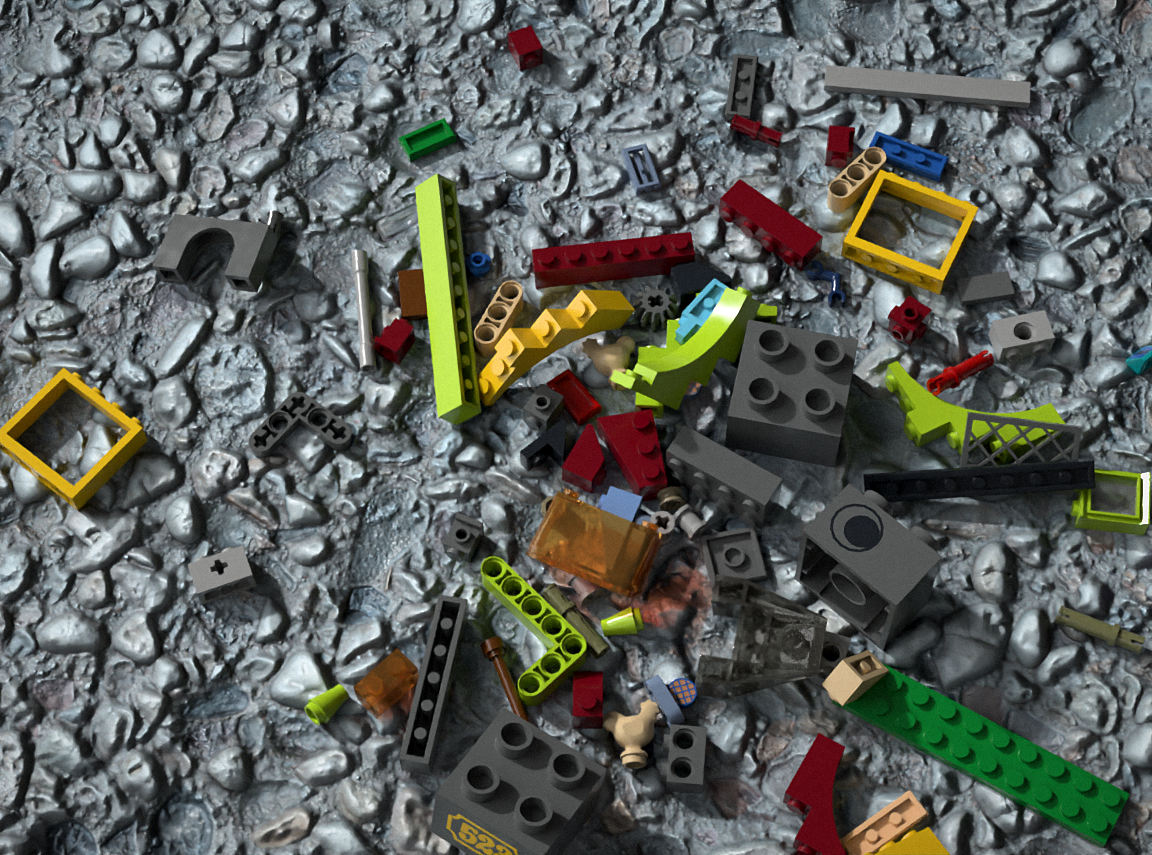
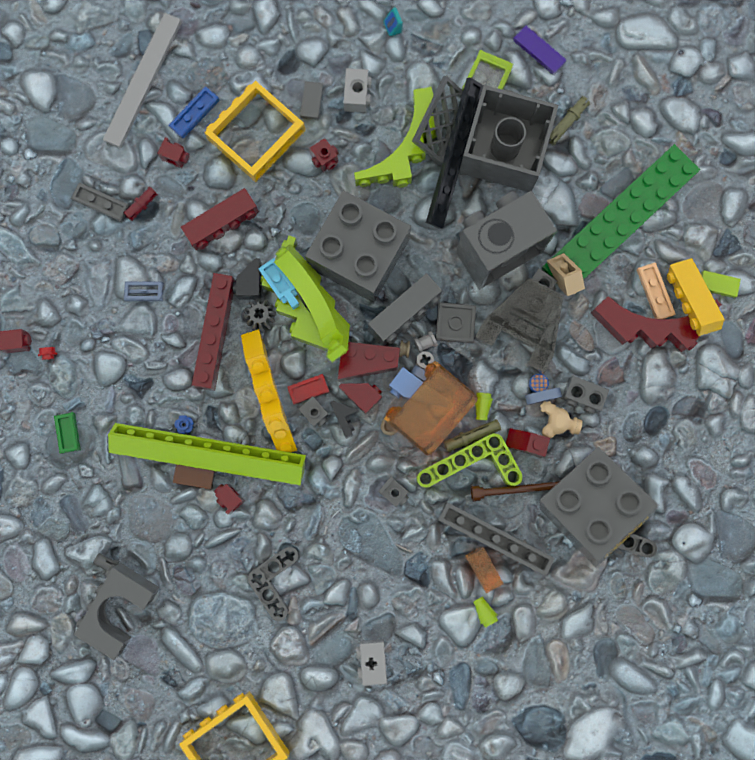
camera: 75 degrees left, 20 degrees up
(366, 349) = (227, 520): light grey piece -> none
(499, 307) = (227, 416): tan beam -> none
(522, 88) = (47, 353): none -> red plate
(610, 357) = (290, 355): tan animal -> none
(835, 279) = (275, 191): dark blue arm -> none
(853, 189) = (200, 143): tan beam -> none
(955, 375) = (375, 142): red pin -> none
(1024, 536) = (508, 138): none -> dark grey brick

